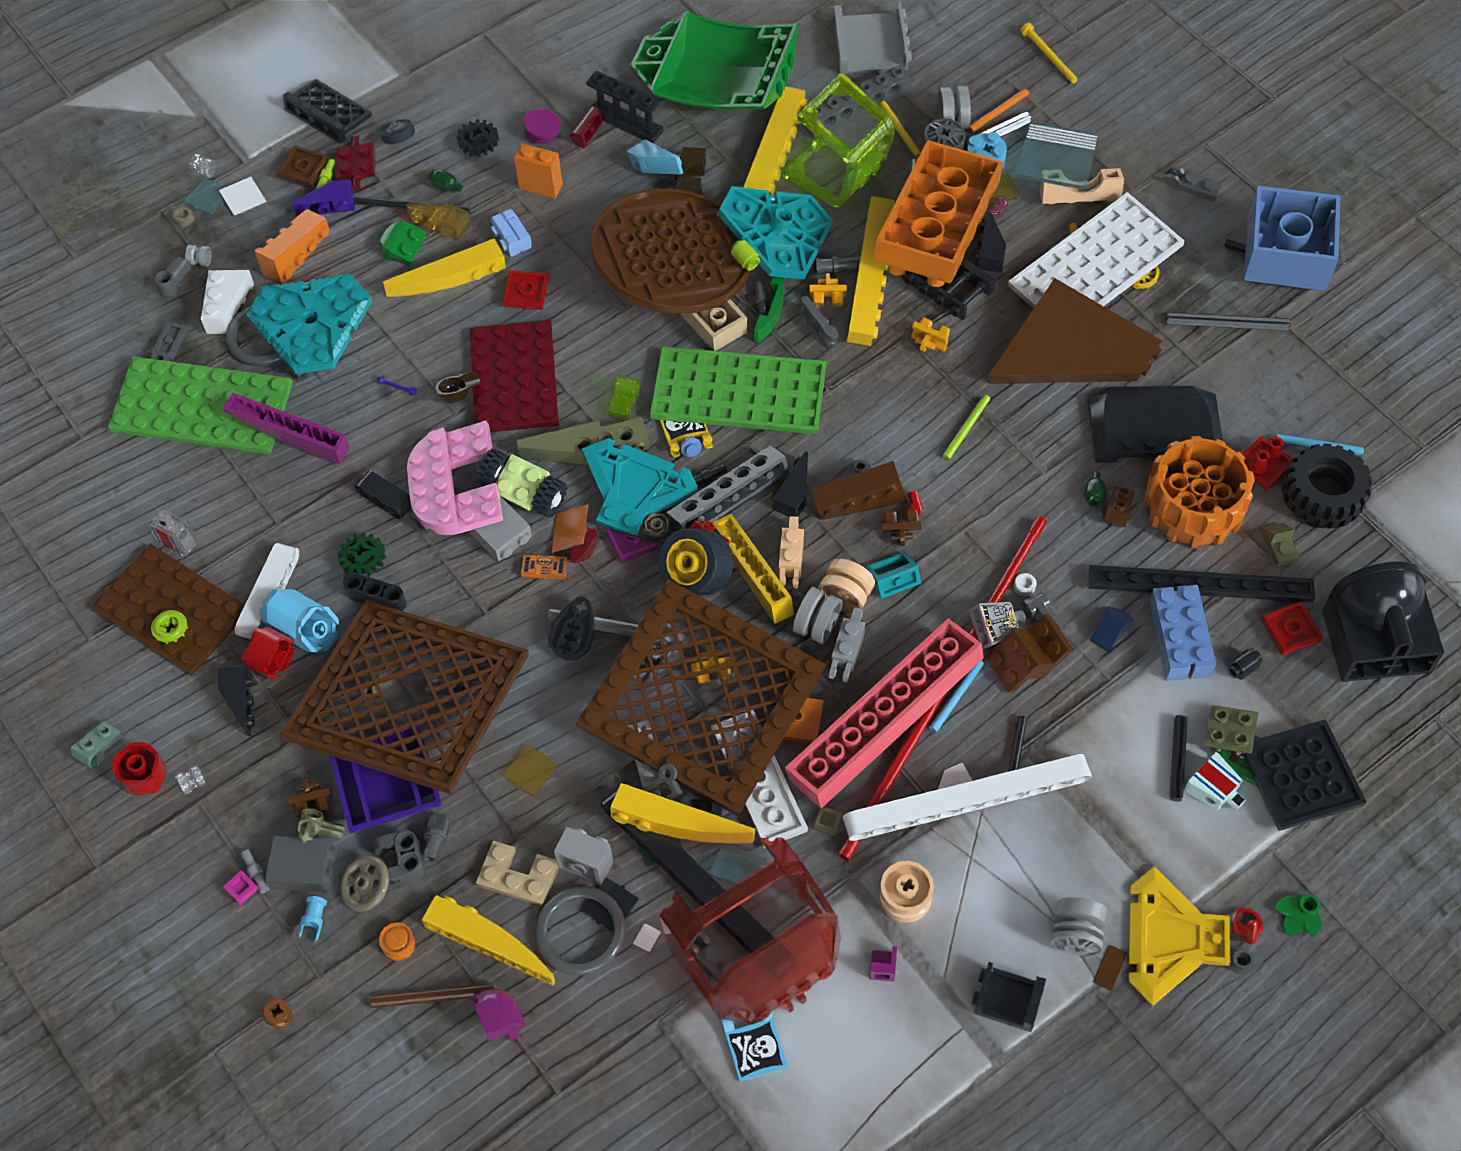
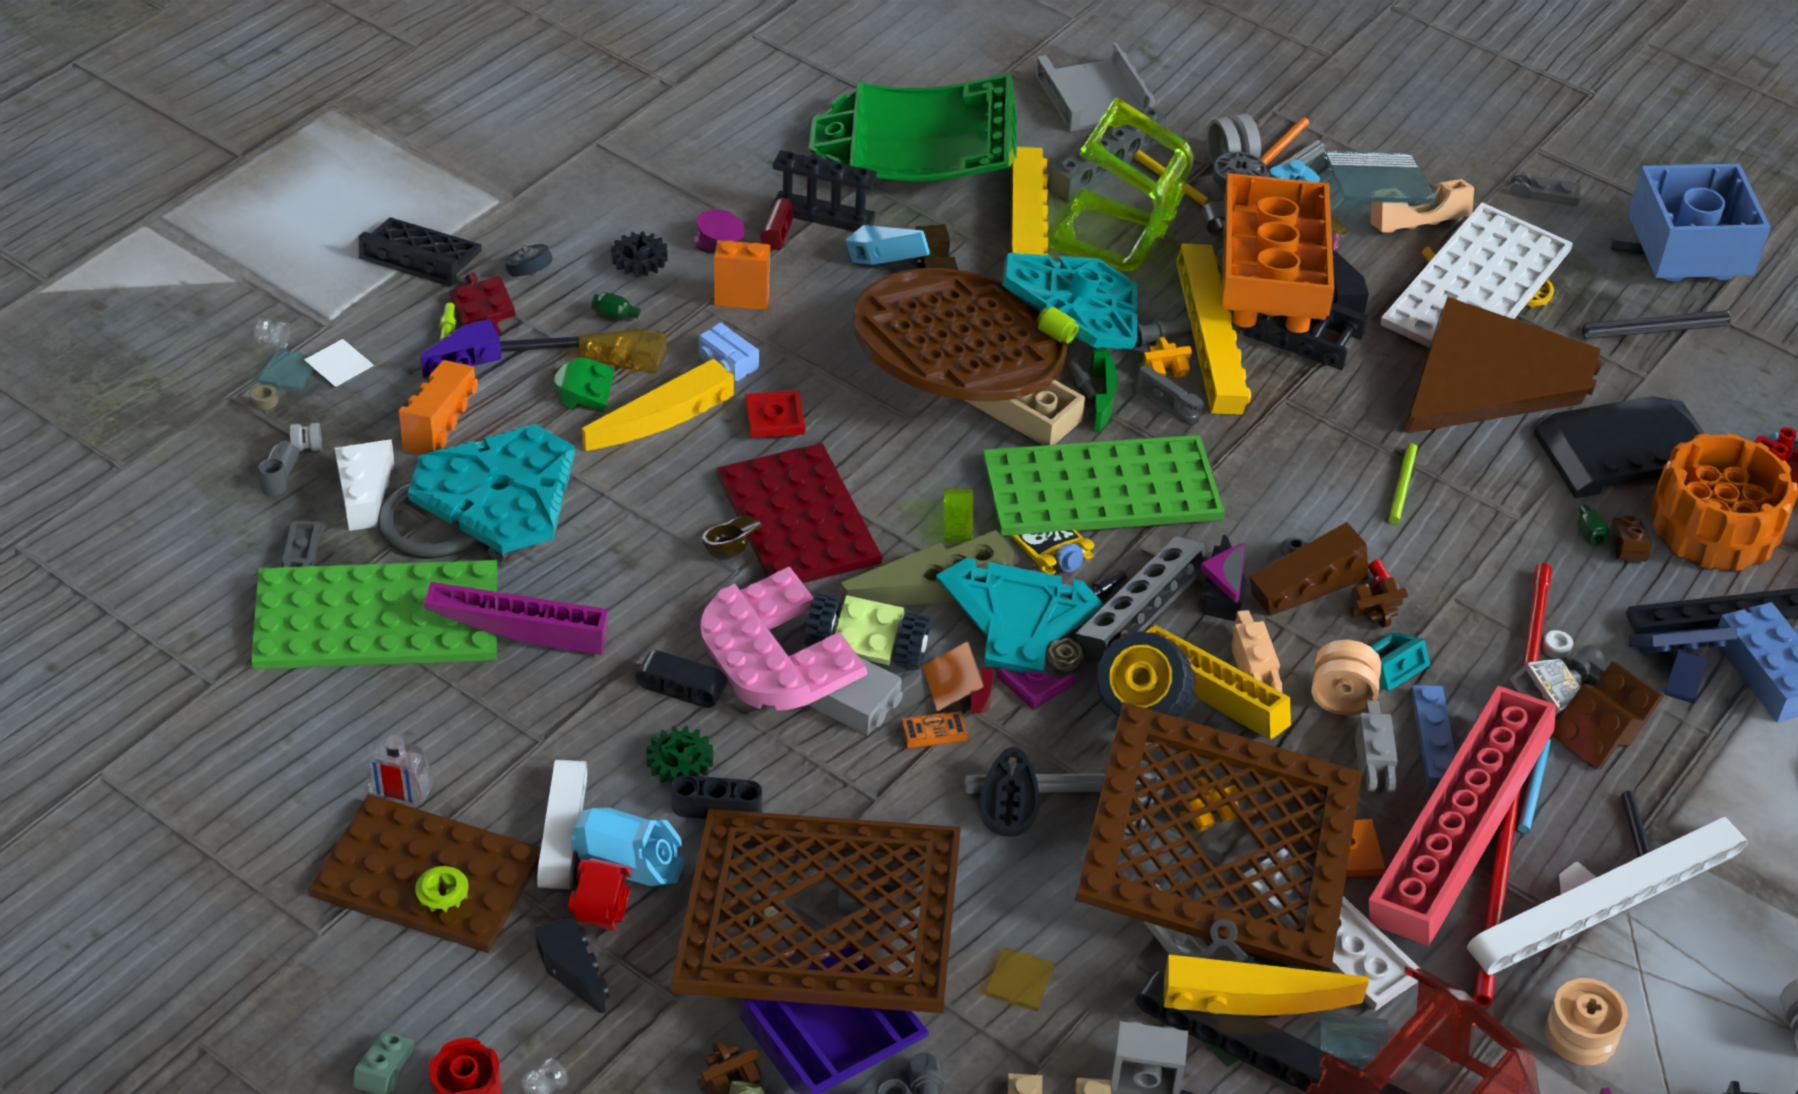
camera: 20 degrees left, 15 degrees down
(302, 166) = (412, 317): reddish brown plate -> none
(412, 390) = (665, 553): dark purple hinge -> none
(793, 481) = (1226, 570): none -> magenta tile
(817, 615) = (1324, 717): light grey wheel -> none
(828, 821) = (1442, 961): olive tile -> none
(901, 635) = (1433, 731): none -> medium blue plate
(930, 337) = (1314, 390): light orange hips -> none
(1027, 30) = (1277, 57): yellow bar -> none
(1117, 600) = (1683, 639): none -> dark blue plate

